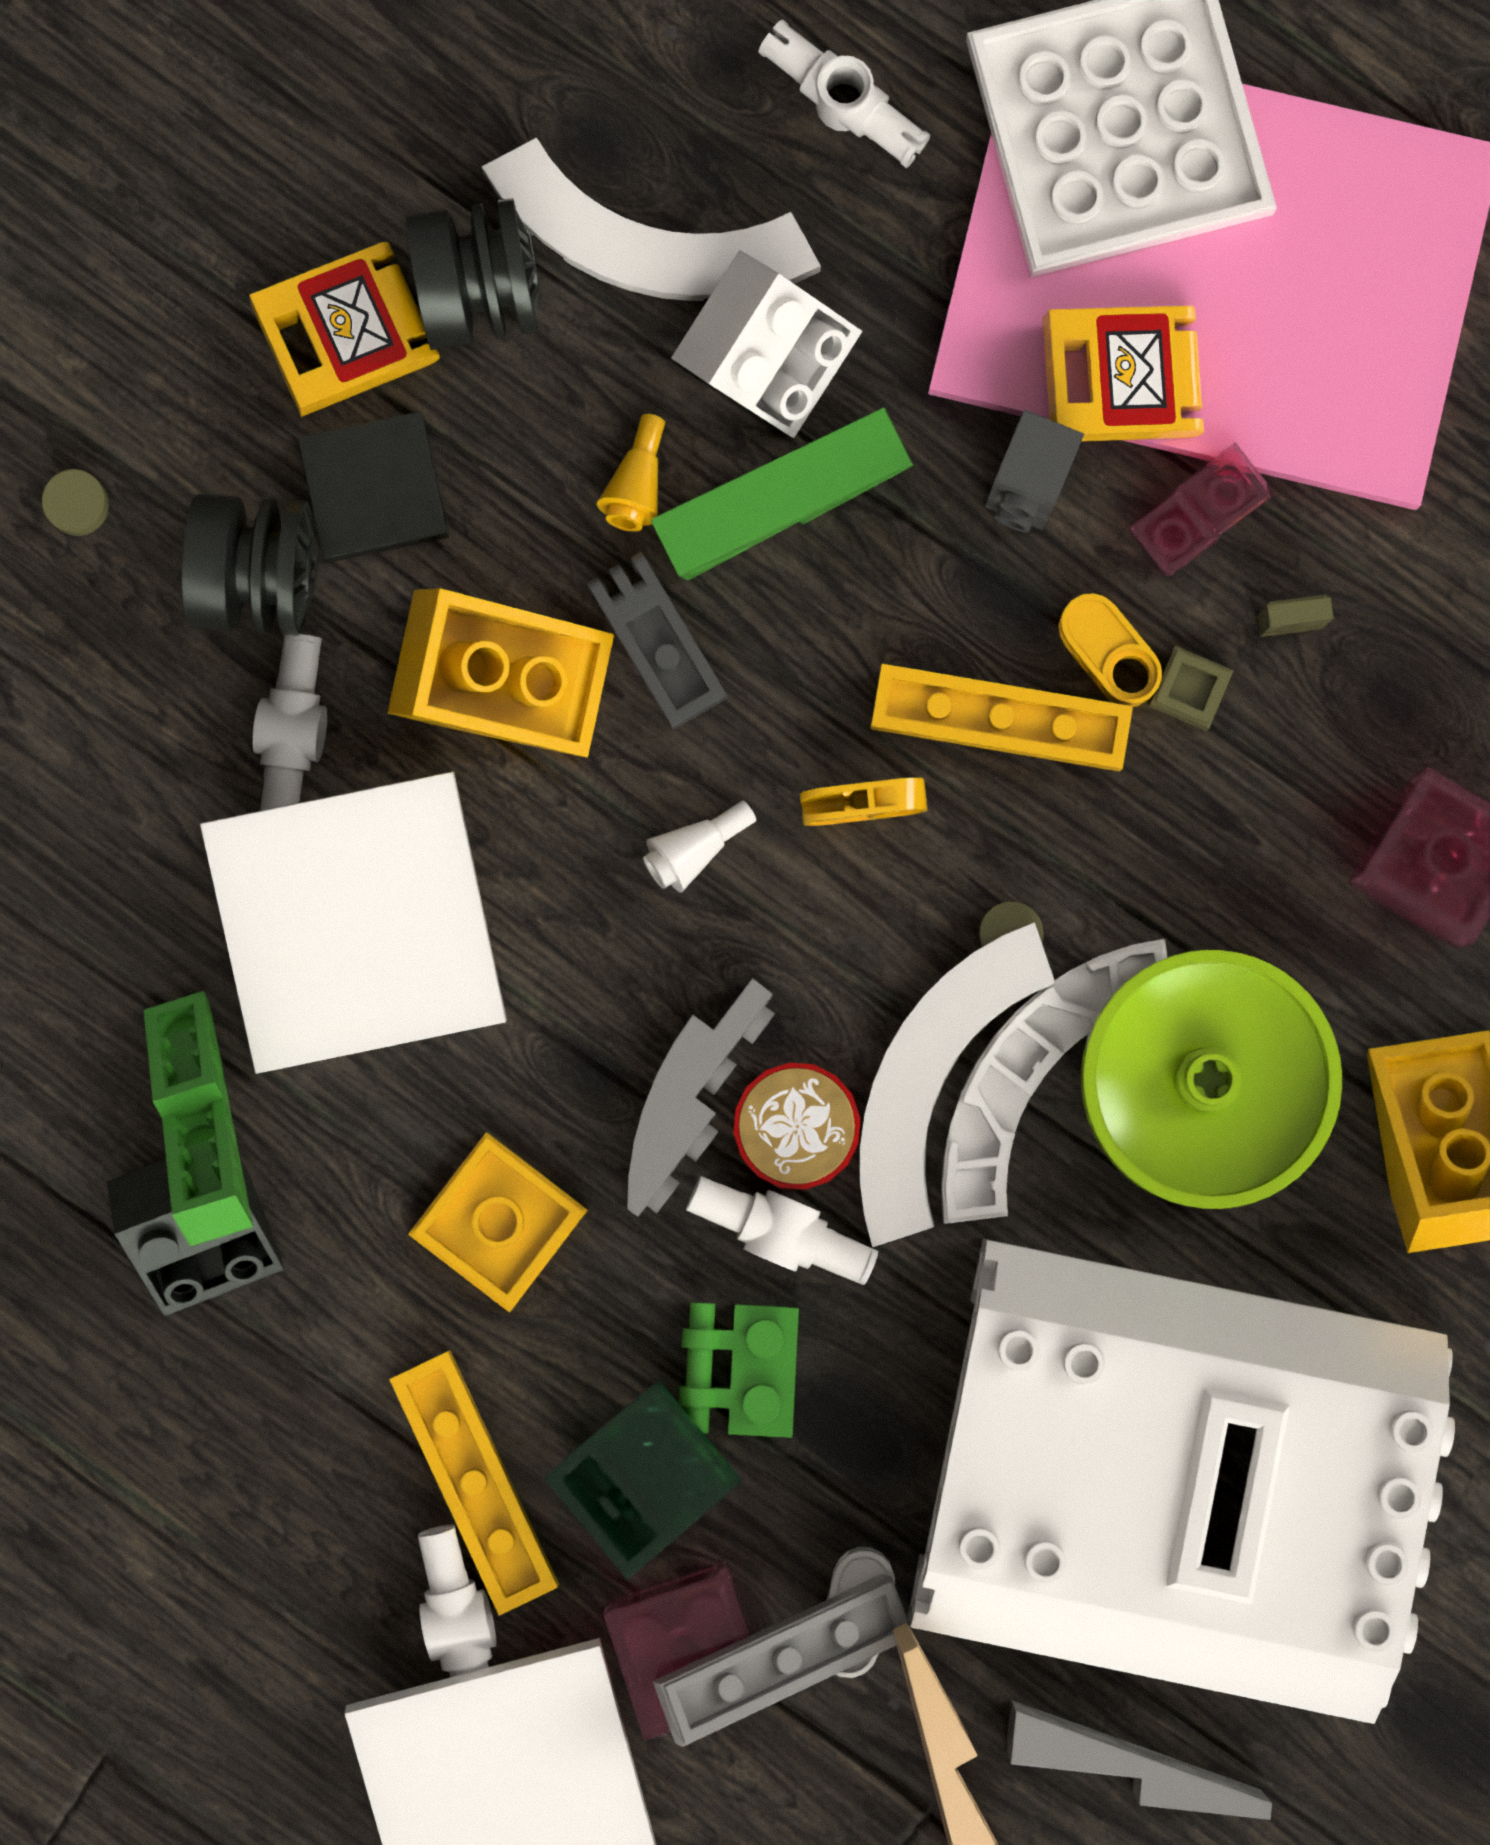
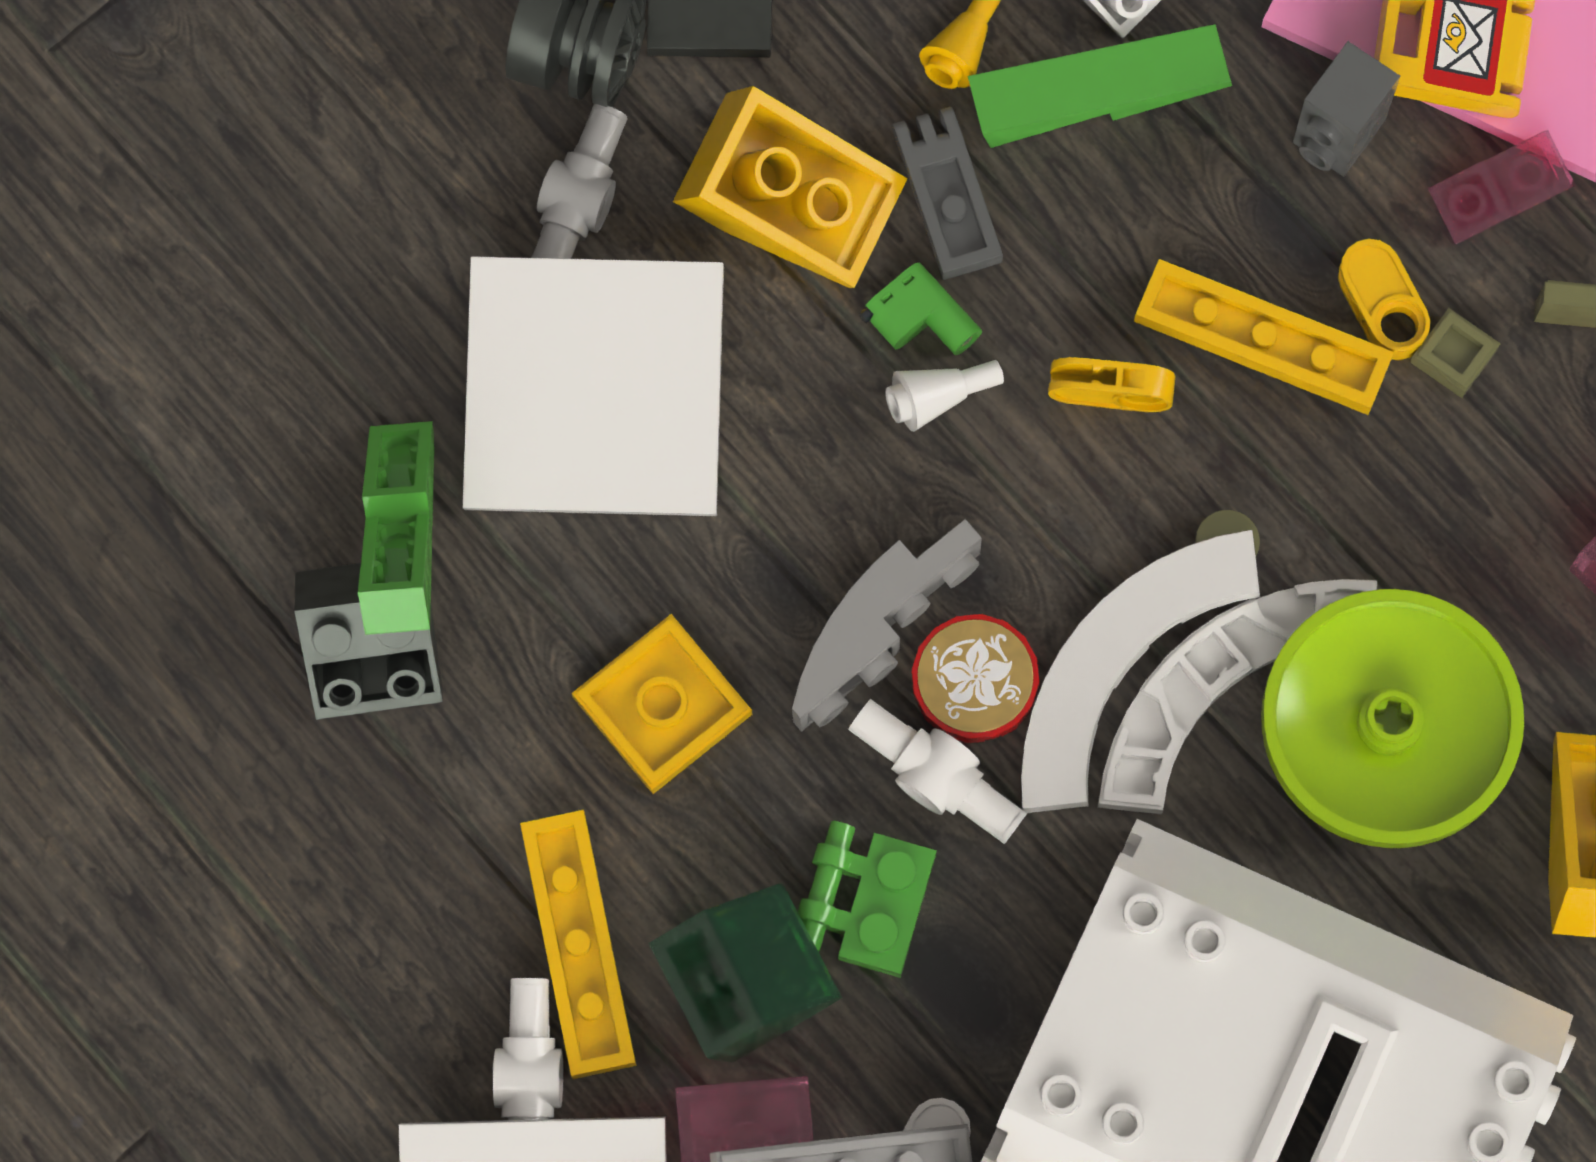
camera: 15 degrees right, 10 degrees down
(650, 761) = (919, 302): none -> bright green piece

